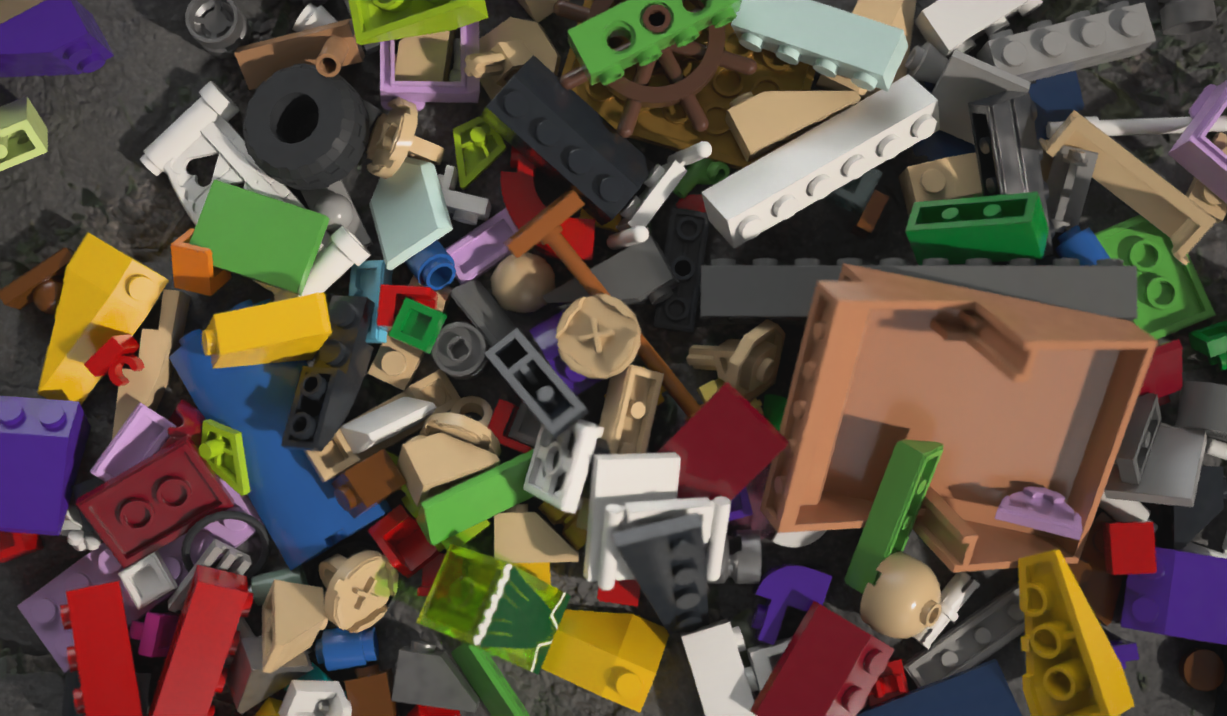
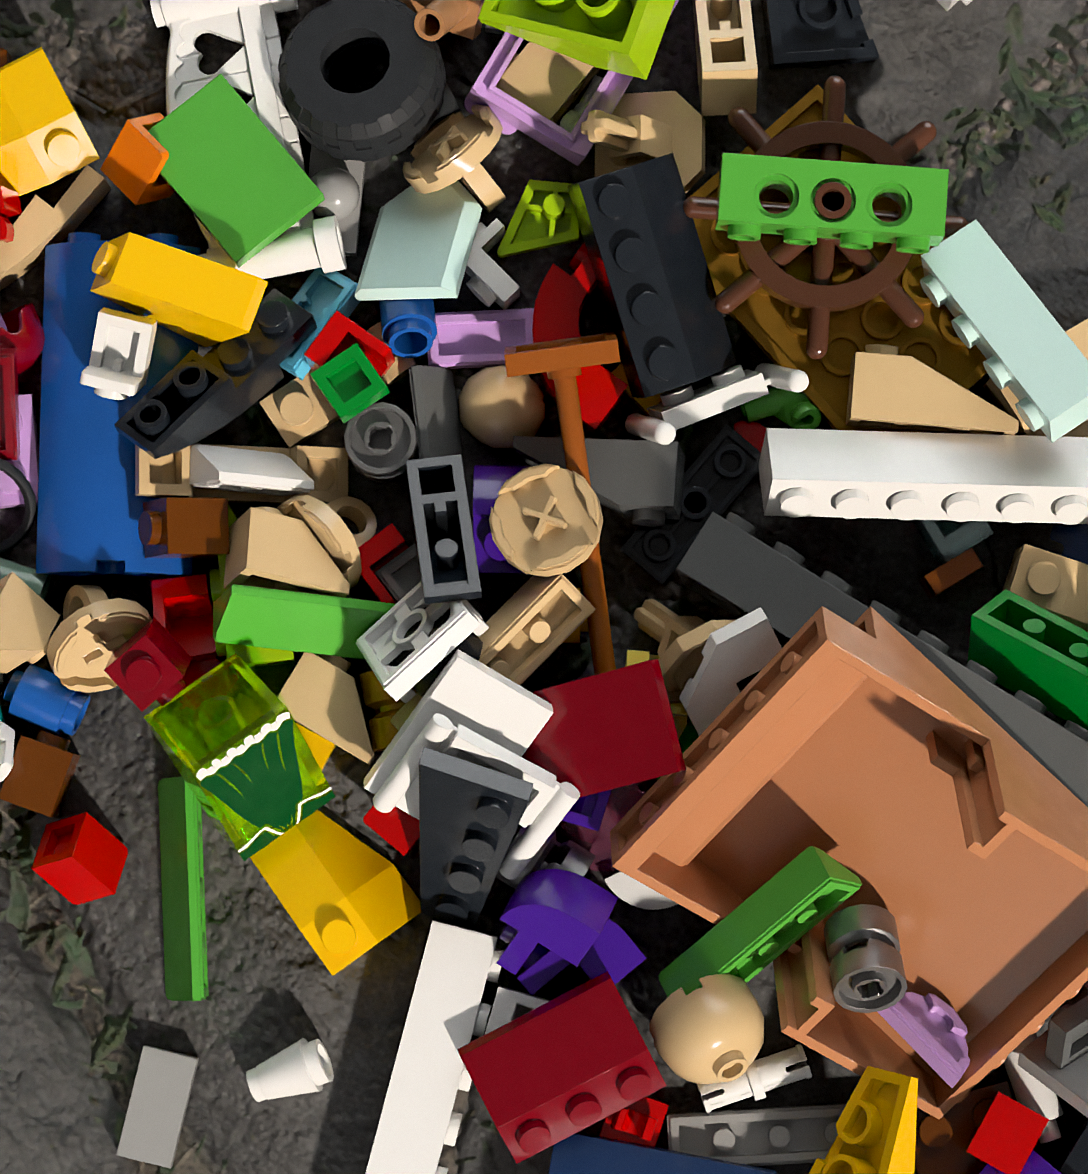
camera: 30 degrees right, 0 degrees up
(225, 454) = (43, 396): lime piece -> none
(257, 397) = (120, 354): none -> white bracket
(399, 587) = (149, 666): none -> dark red brick
(431, 679) = (119, 794): flat silver slope -> none
(759, 583) = (555, 911): none -> dark purple brick
(770, 352) = (728, 658): none -> white tile
(974, 491) = (865, 958): none -> flat silver wheel

